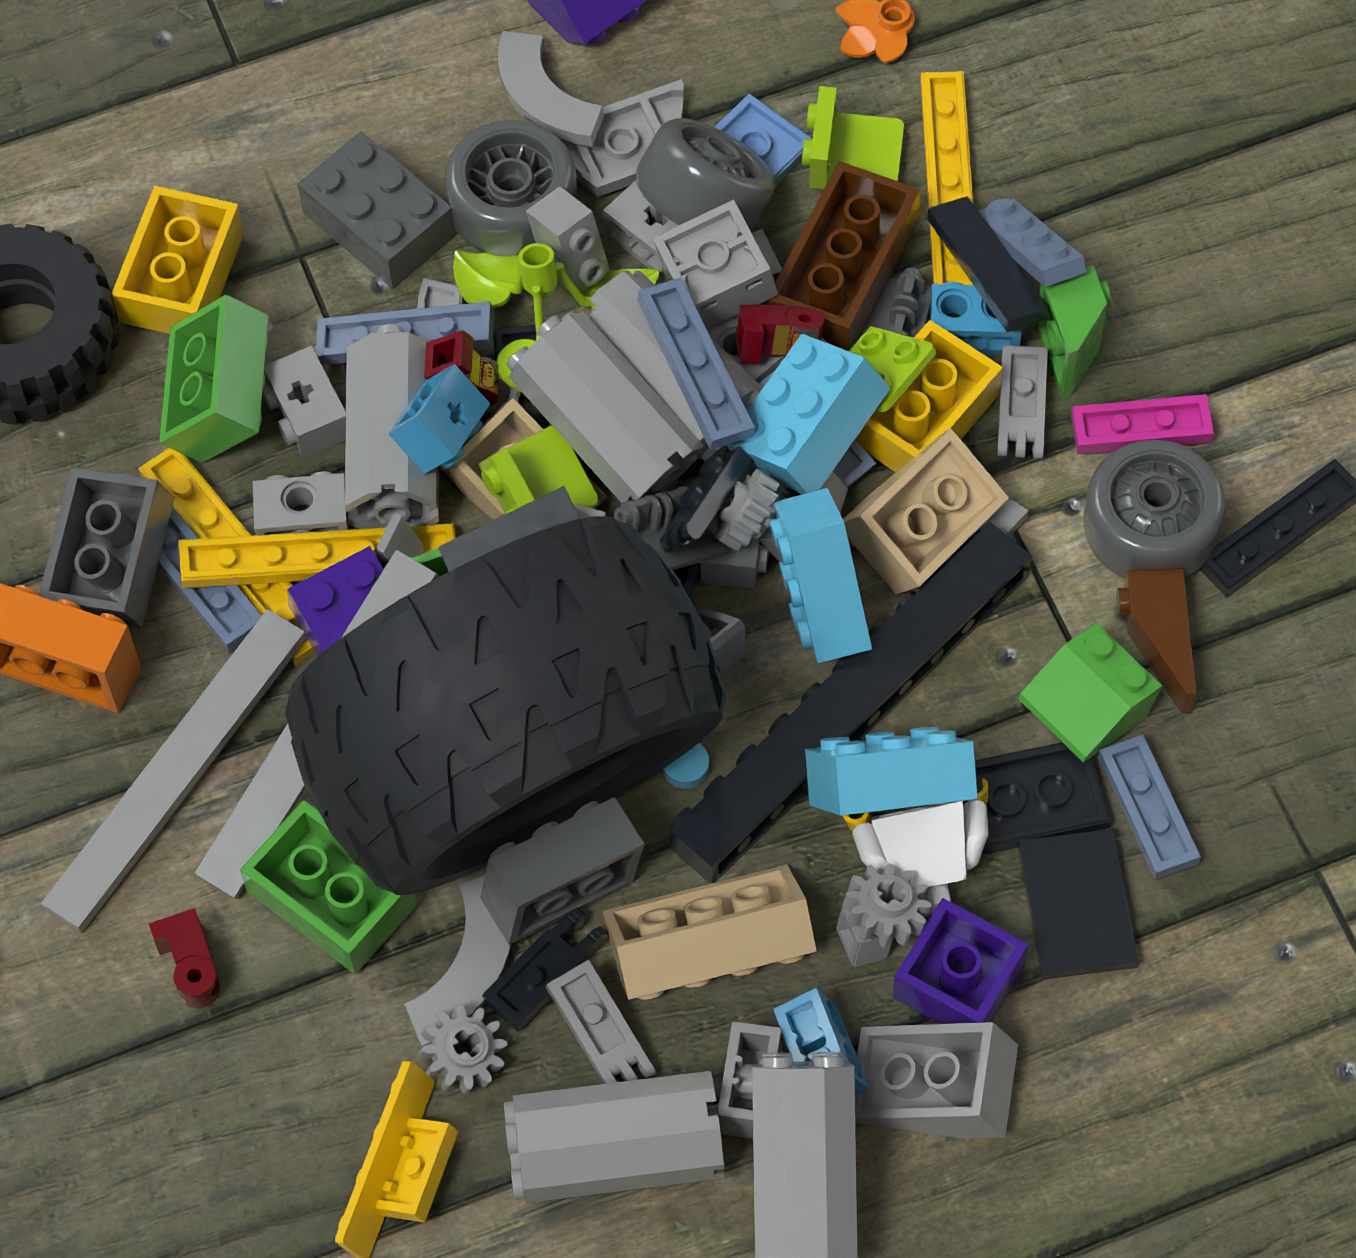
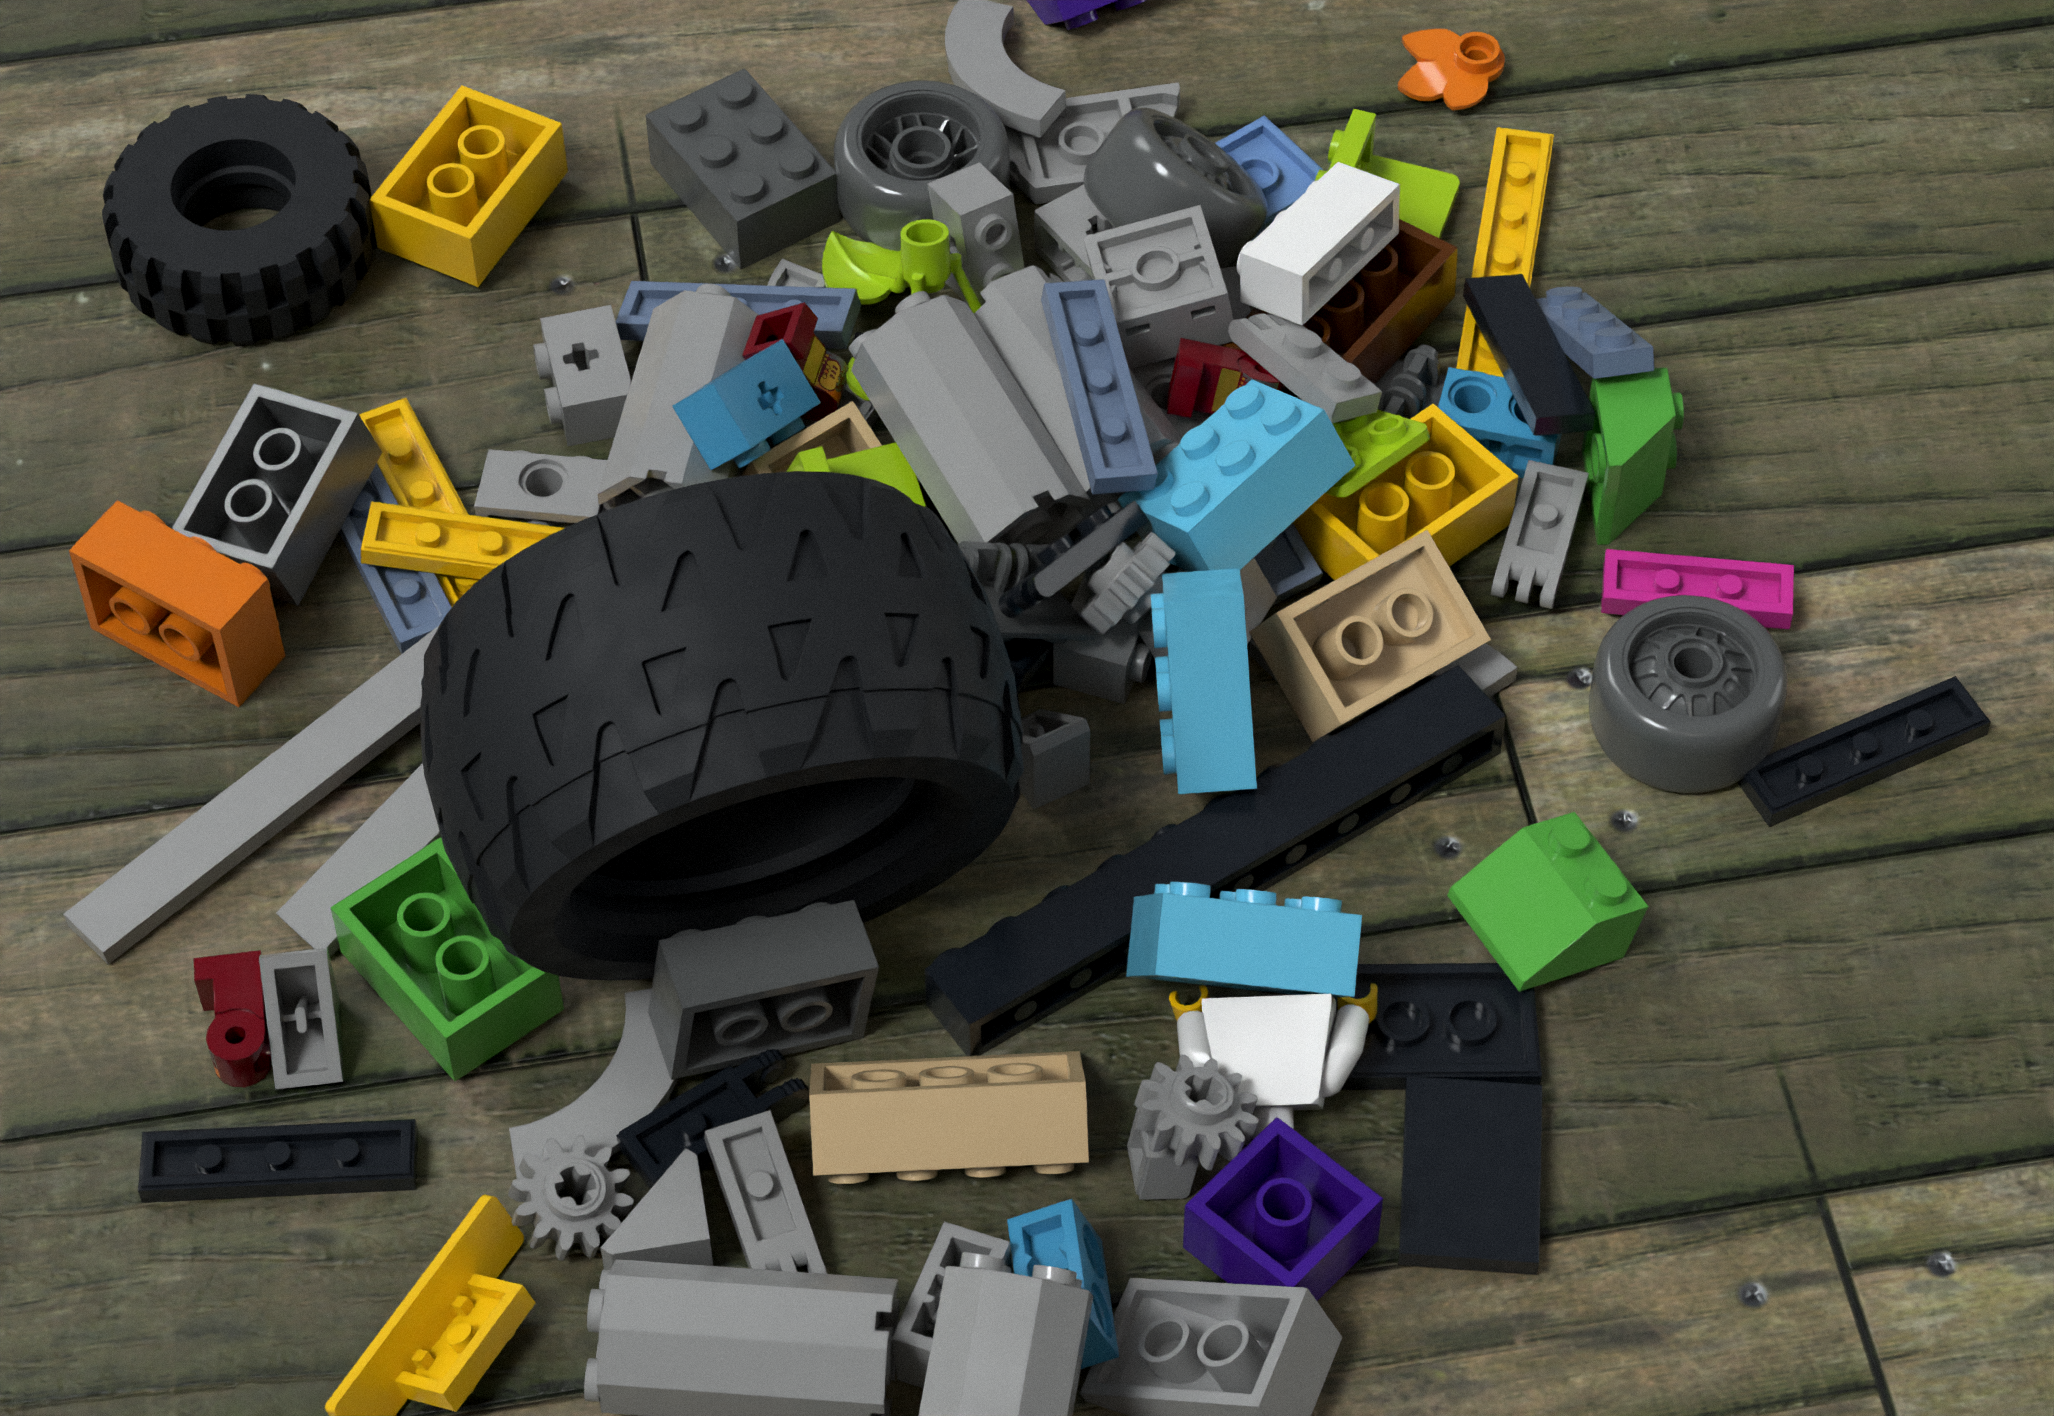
camera: 10 degrees right, 10 degrees down
(214, 379) = (474, 322): bright green brick -> none
(237, 953) = (302, 1018): none -> light grey slope
(246, 1059) = (278, 1161): none -> black tile
(536, 1059) = (667, 1222): none -> light grey slope
(689, 769) = (973, 899): medium azure tile -> none
(823, 210) = (1319, 243): none -> white brick
(834, 310) = (1306, 365): none -> light grey hinge
(1149, 807) = (1599, 1067): sand blue plate -> none
(1160, 628) = (1663, 841): reddish brown slope -> none

